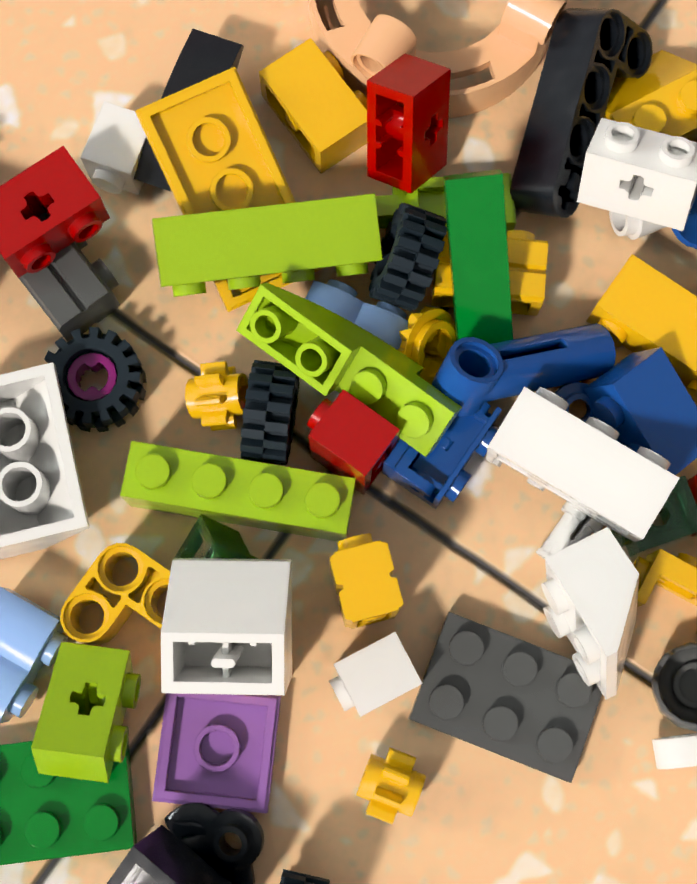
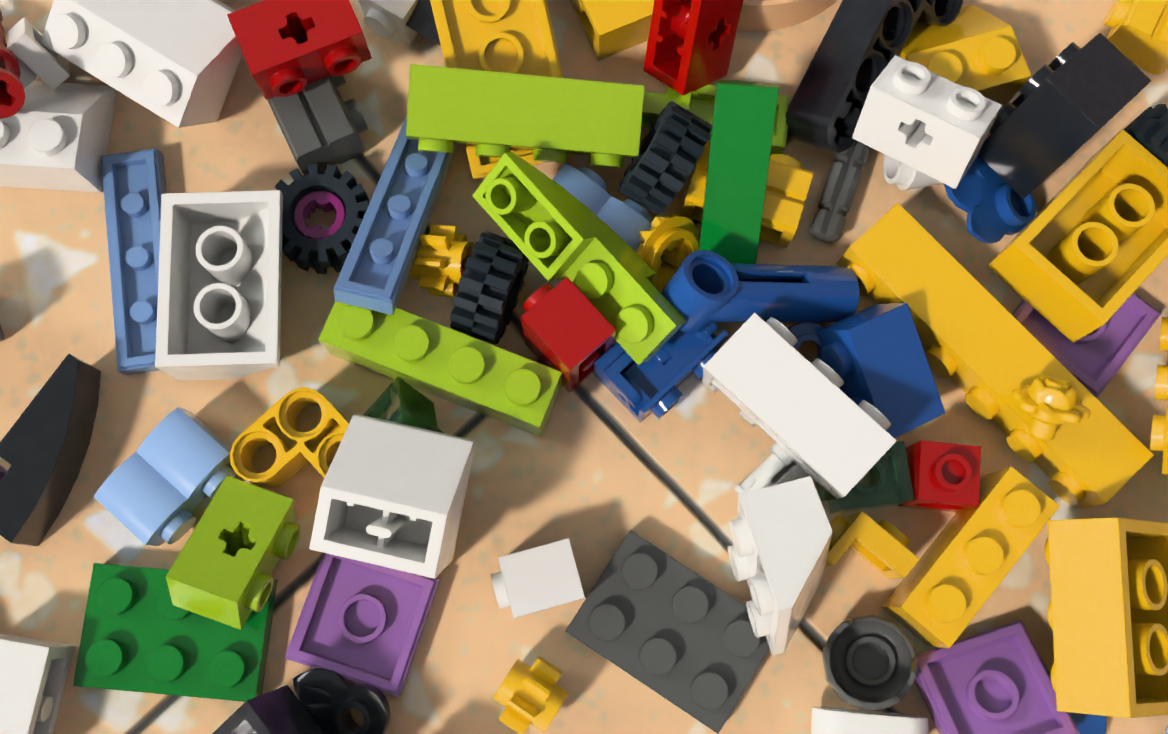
camera: 10 degrees right, 0 degrees up
(165, 373) = (392, 227): none -> medium blue tile
(365, 581) = (547, 479): yellow brick -> none
(574, 255) = (839, 193): none -> dark grey axle

